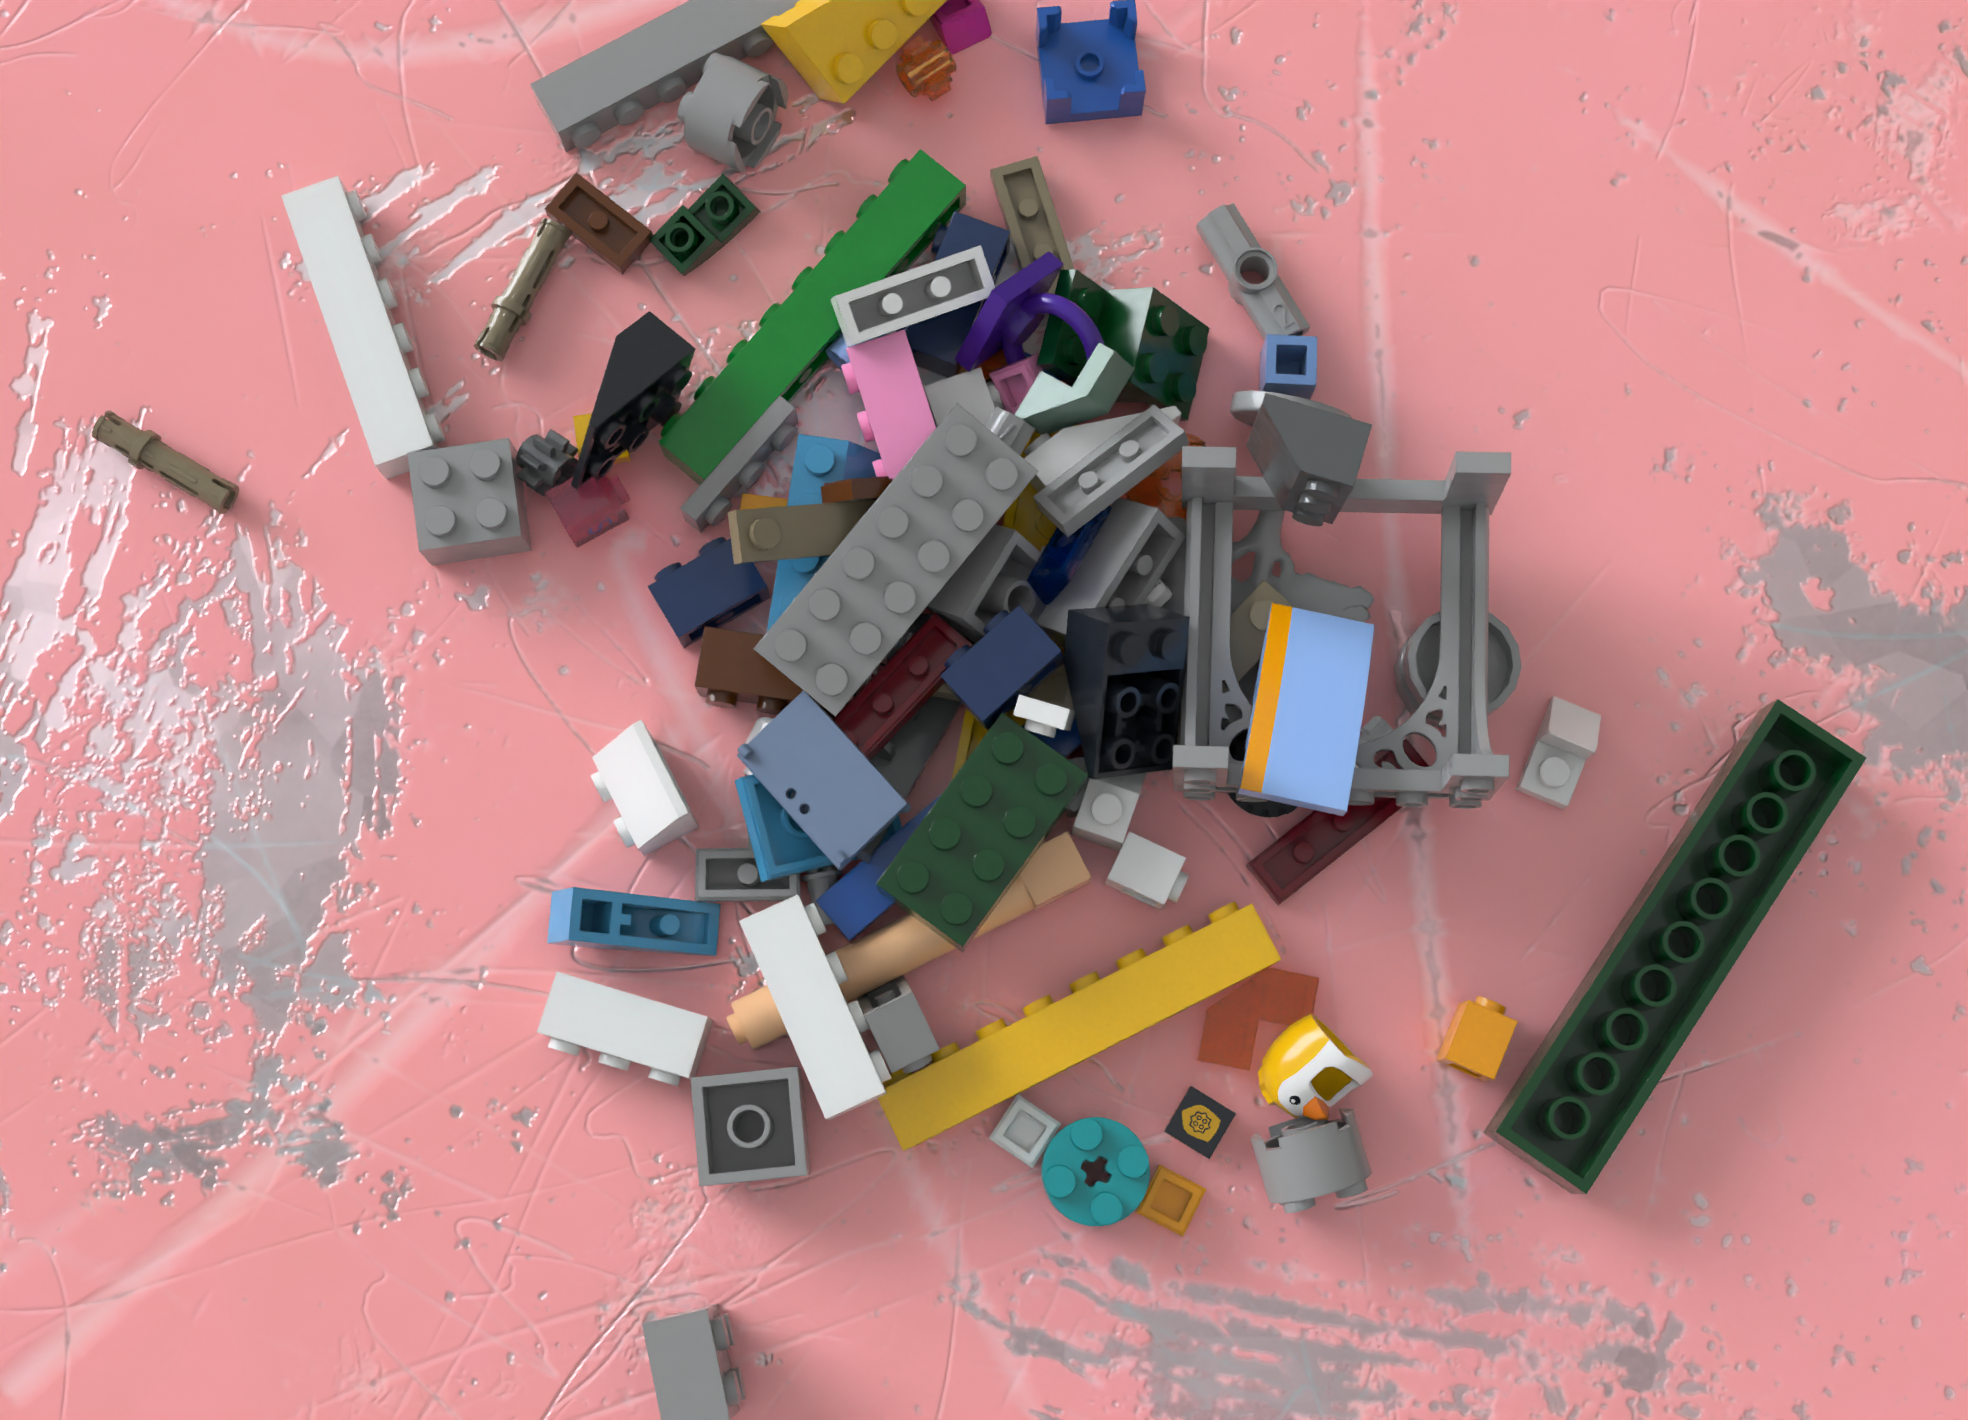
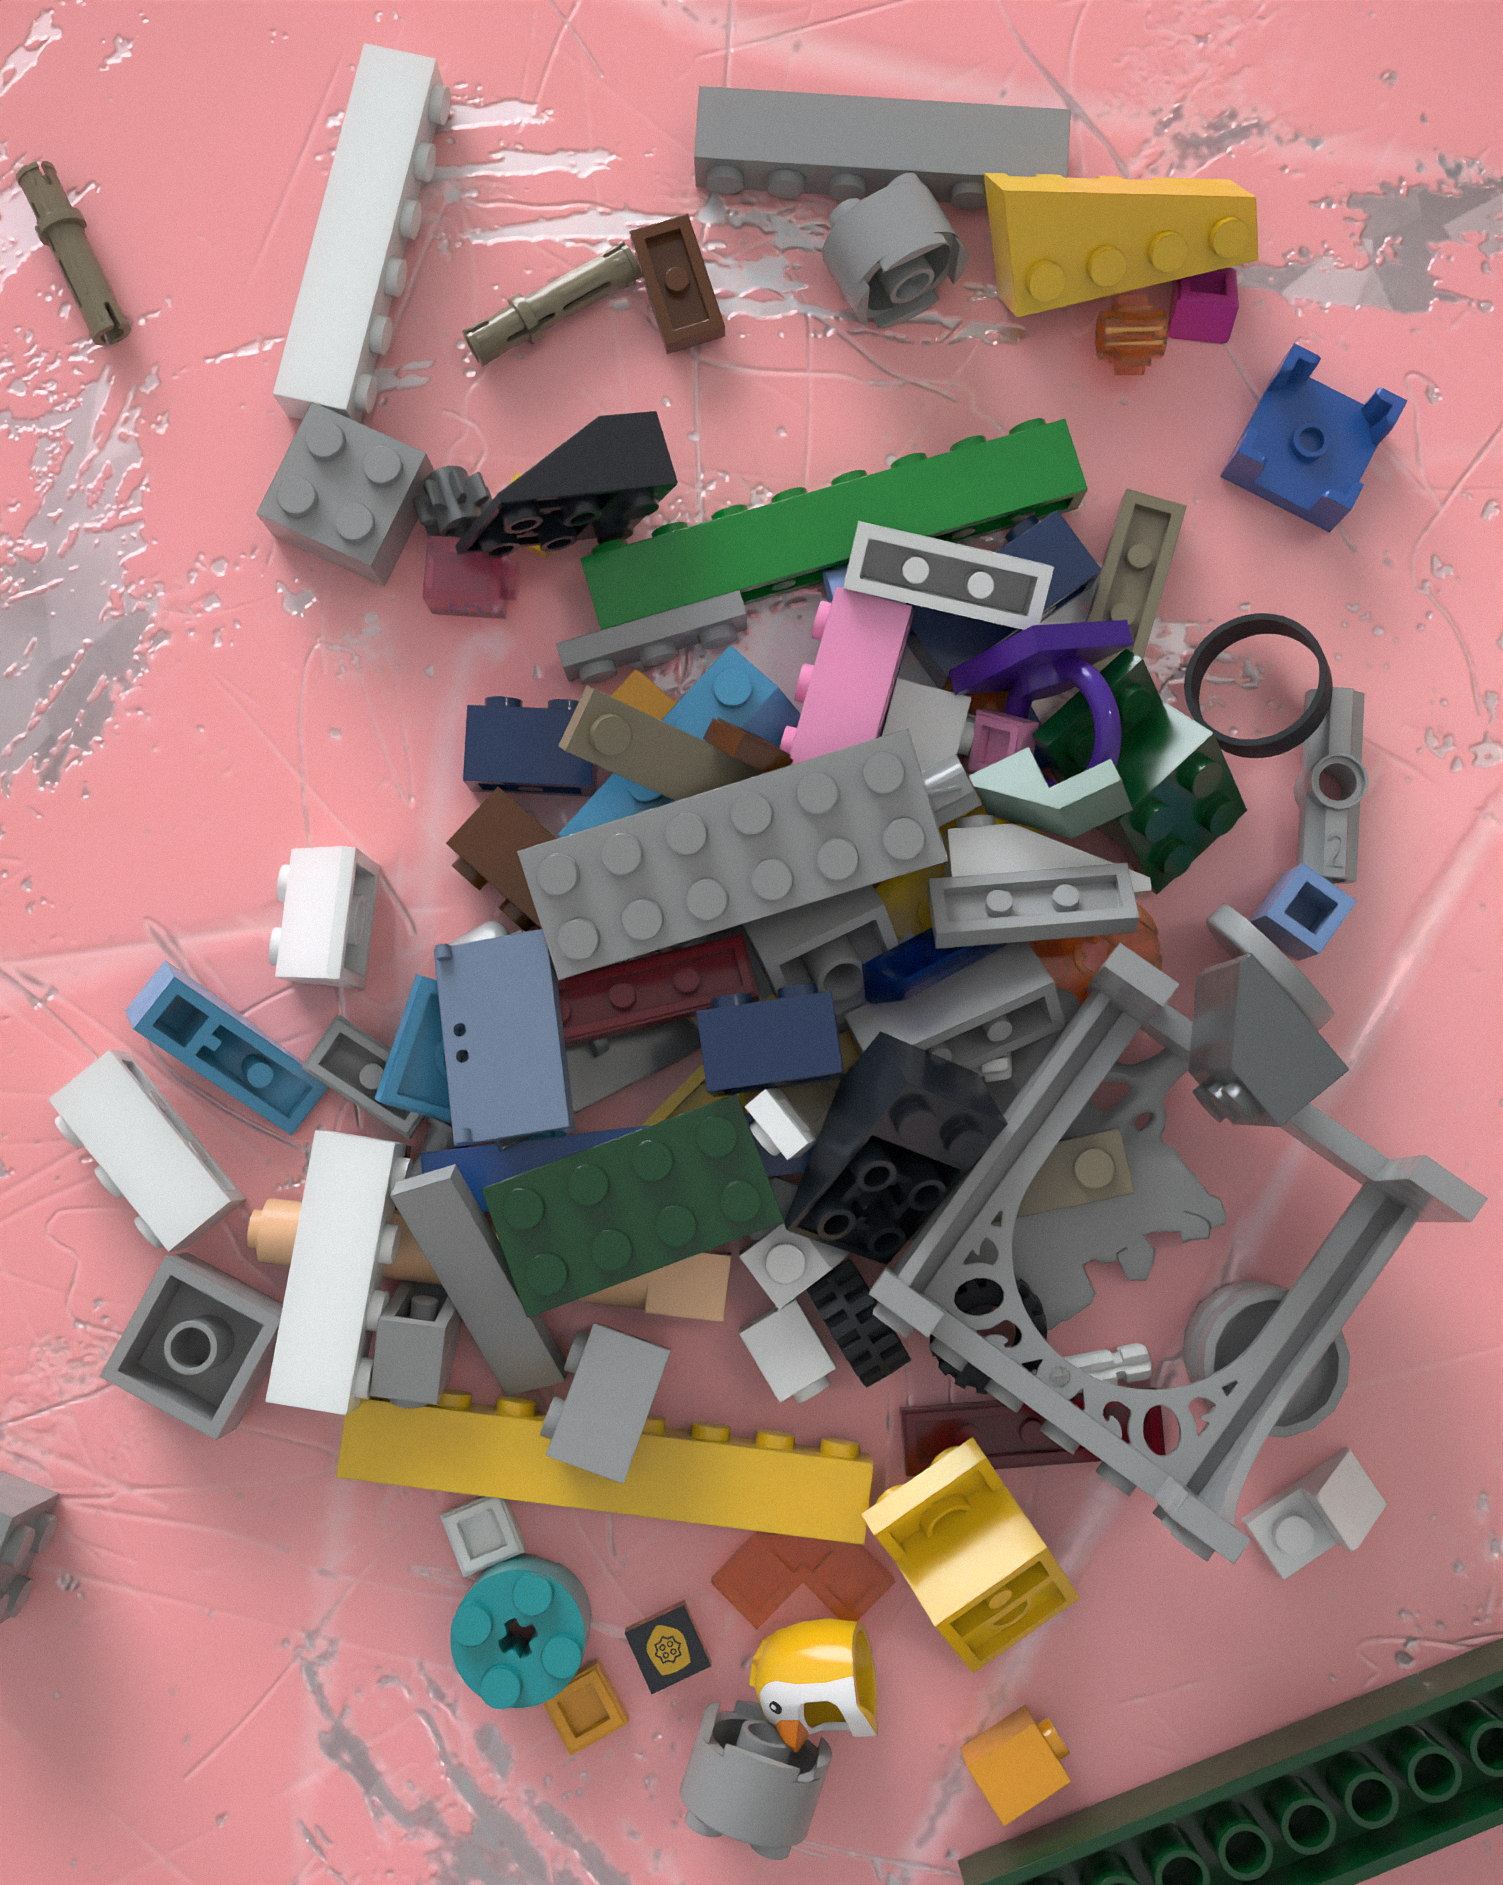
camera: 35 degrees right, 5 degrees up
(705, 227) = (786, 359): dark green slope -> none
(913, 954) = (478, 1279): none -> light grey tile
(1050, 972) = (606, 1401): none -> light grey brick
(1129, 209) = (1242, 628): none -> black tyre
(1180, 820) = (863, 1338): none -> black tyre
(1307, 710) = (1067, 1311): light blue slope -> none
(1356, 920) = (970, 1555): none -> yellow bracket

